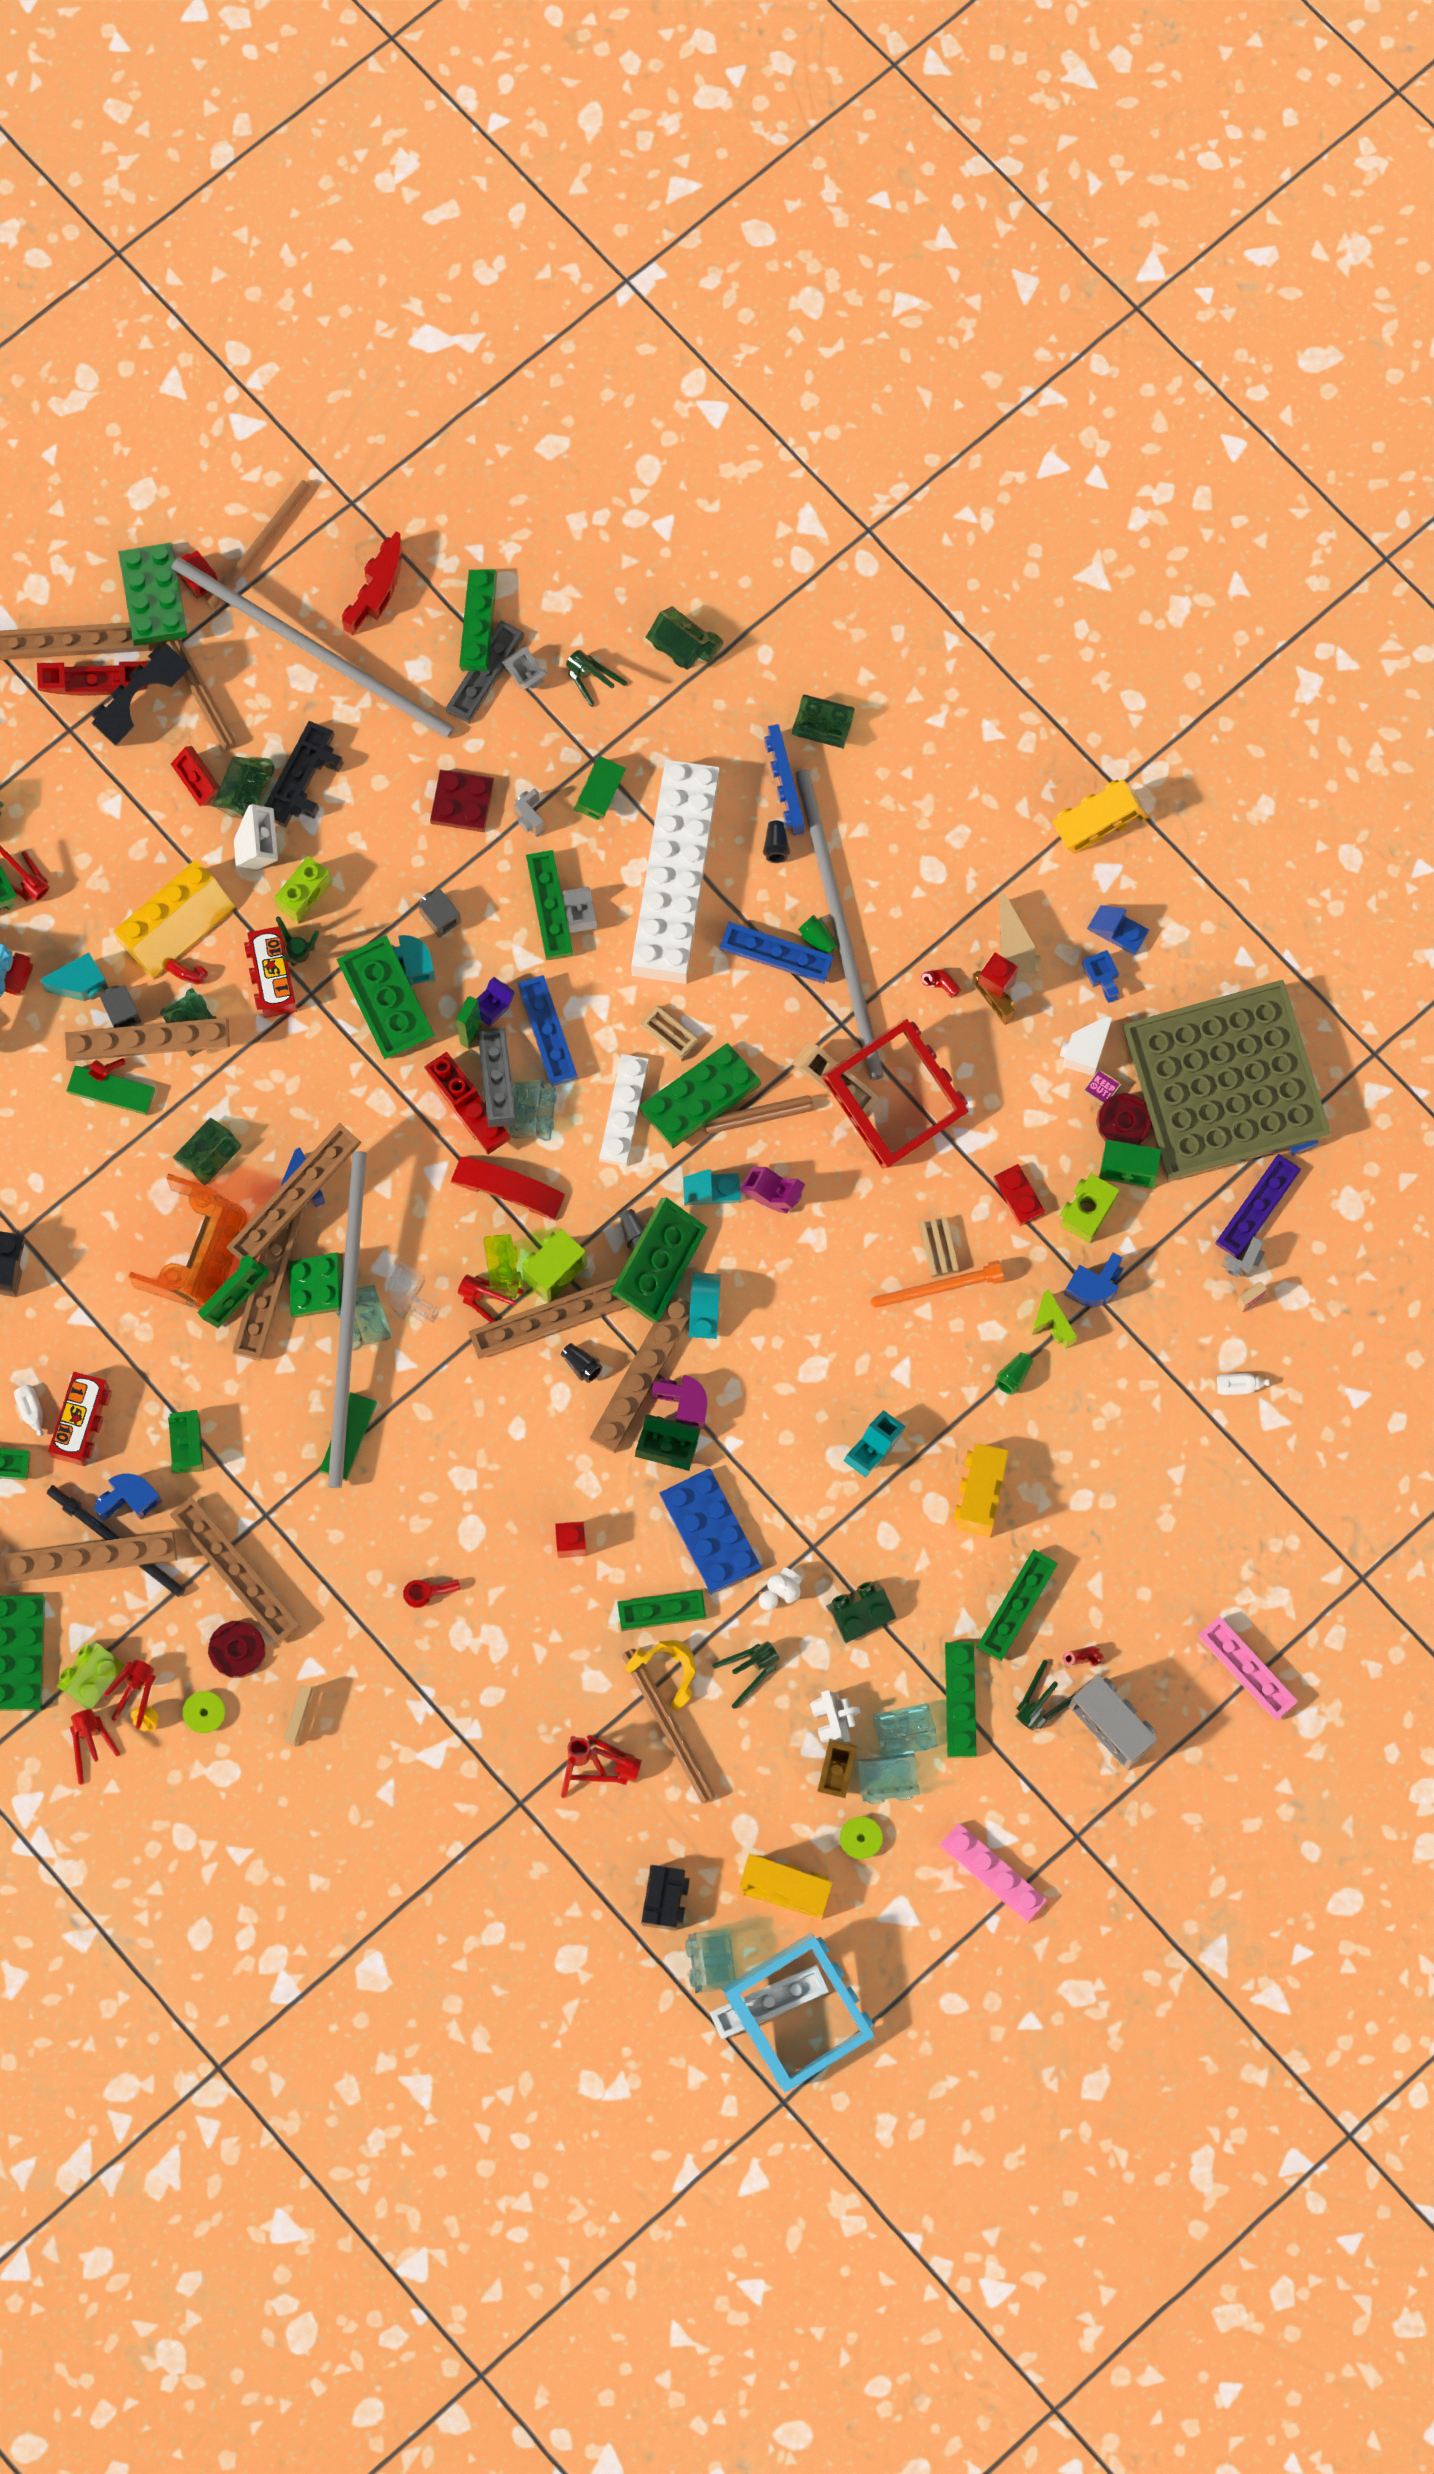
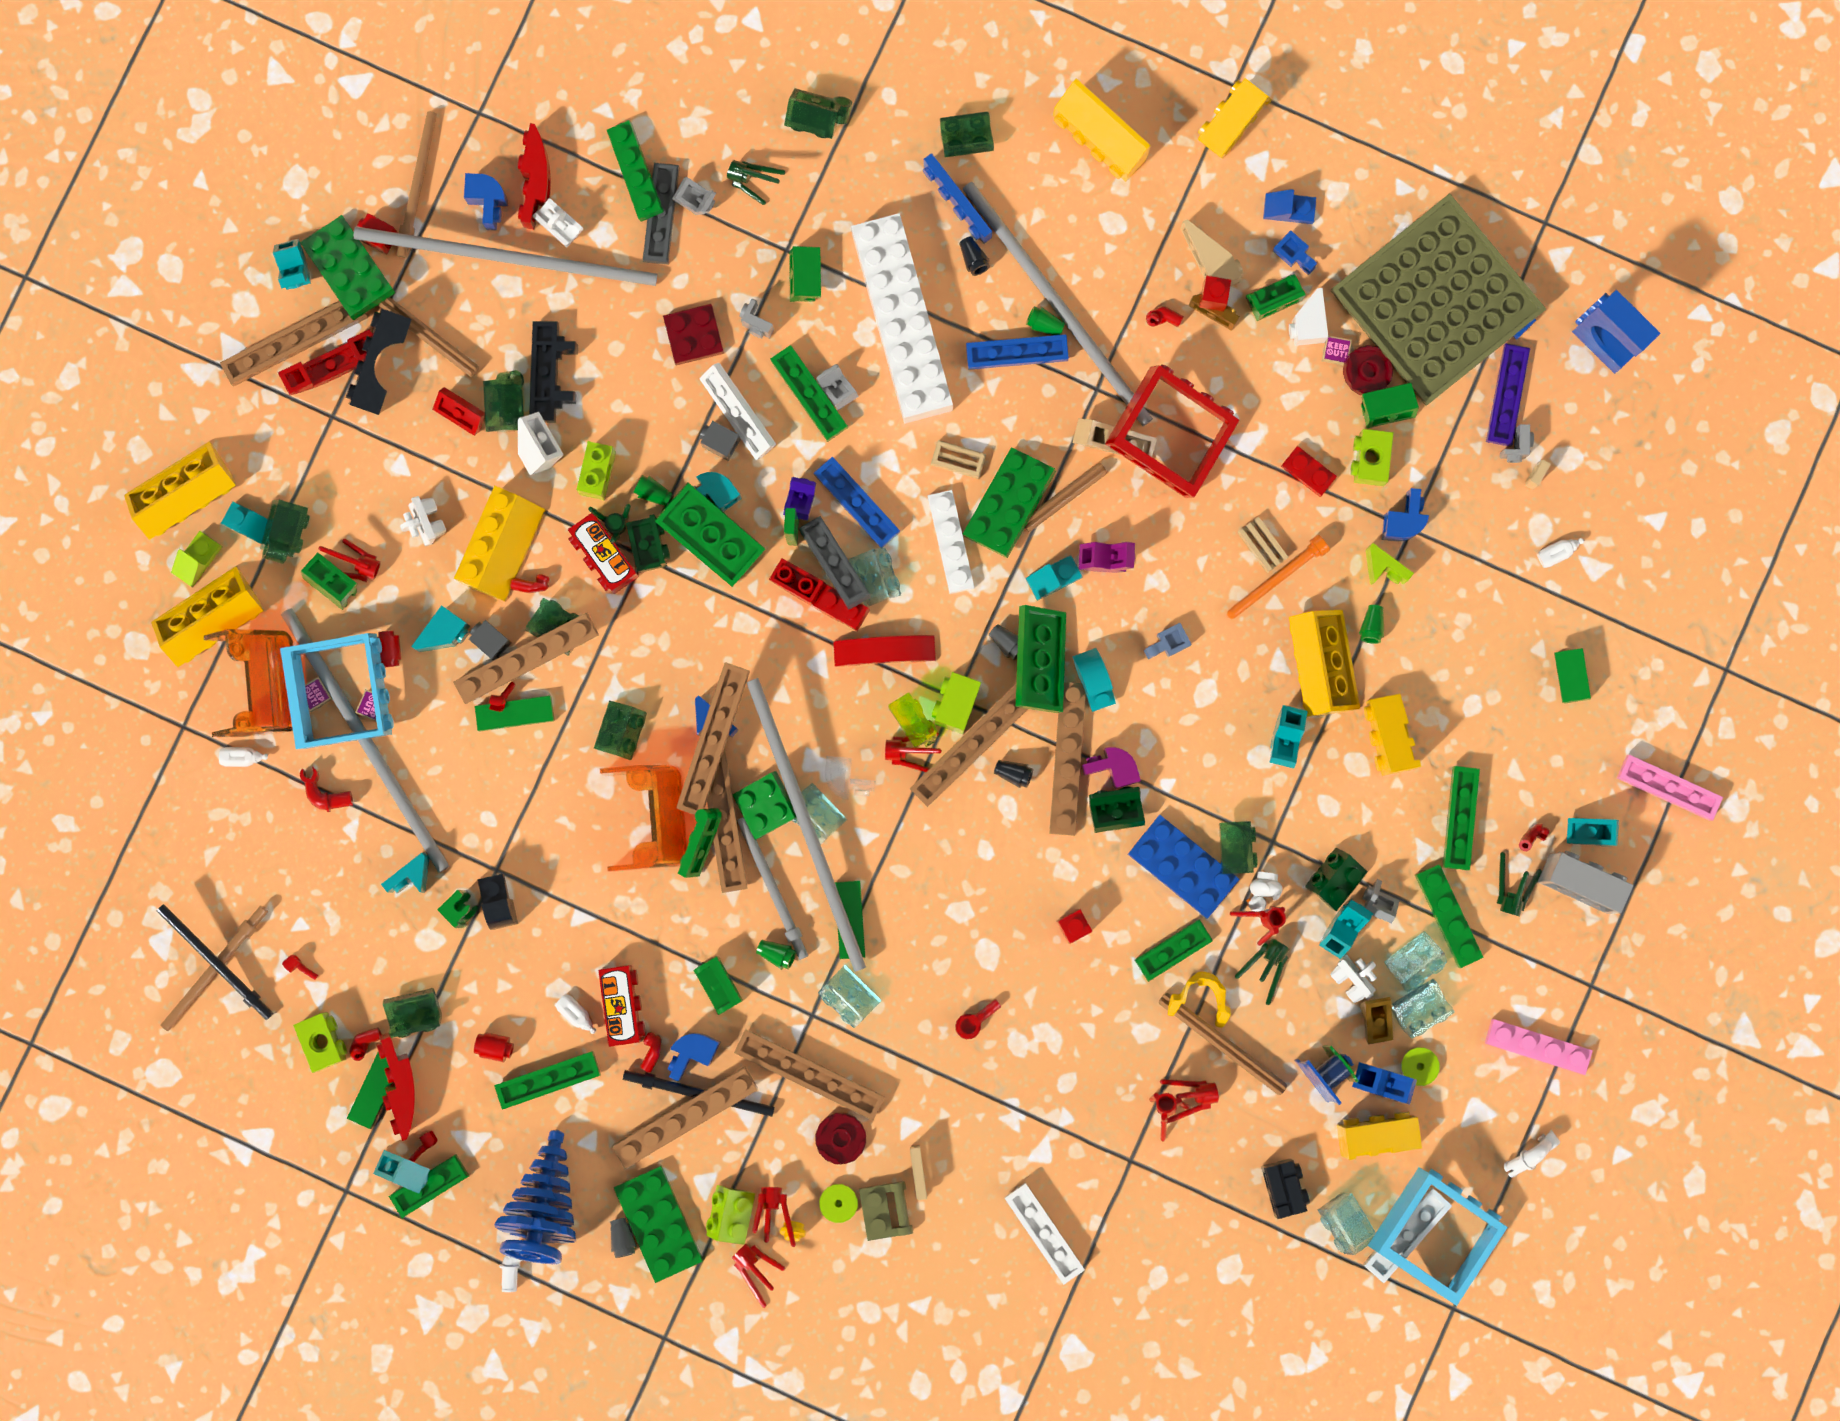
camera: 25 degrees left, 10 degrees up
(84, 1485) = (653, 1053): none -> red arm
(99, 569) = (291, 264): none -> teal brick
(112, 854) = (419, 511): none -> white hips
(239, 1738) = (877, 1213): none -> olive plate
(260, 1438) = (776, 953): none -> green cone
(284, 1424) = (793, 933): none -> light grey bar
(311, 1511) = (849, 996): none -> clear light blue bracket
(319, 982) = (647, 544): none -> dark green bracket
(323, 580) = (485, 191): none -> blue brick
(348, 932) = (652, 491): none -> green cone
(378, 637) = (558, 222): none -> white hips
(397, 1834) = (1044, 1233): none -> white plate
(470, 892) = (737, 411): none -> white plate
(760, 1793) = (1329, 1073): none -> piece
(771, 1614) = (1270, 918): none -> red plant
(772, 1532) = (1236, 847): none -> clear green bracket
(801, 1301) = (1171, 641): none -> sand blue plate
(813, 1834) = (1384, 1083): none -> blue brick
(845, 1662) = (1345, 928): none -> teal brick
(892, 1653) = (1380, 904): none -> light grey bracket
(929, 1977) = (1532, 1157): none -> white piece
(947, 1389) = (1324, 662): none -> yellow slope
(958, 774) = (1101, 131): none -> yellow slope
(1062, 1010) = (1275, 297): none -> green hinge
(1145, 1676) = (1592, 832): none -> teal slope
(1196, 1512) = (1572, 675): none -> green hinge
(1386, 1181) = (1615, 330): none -> blue arch

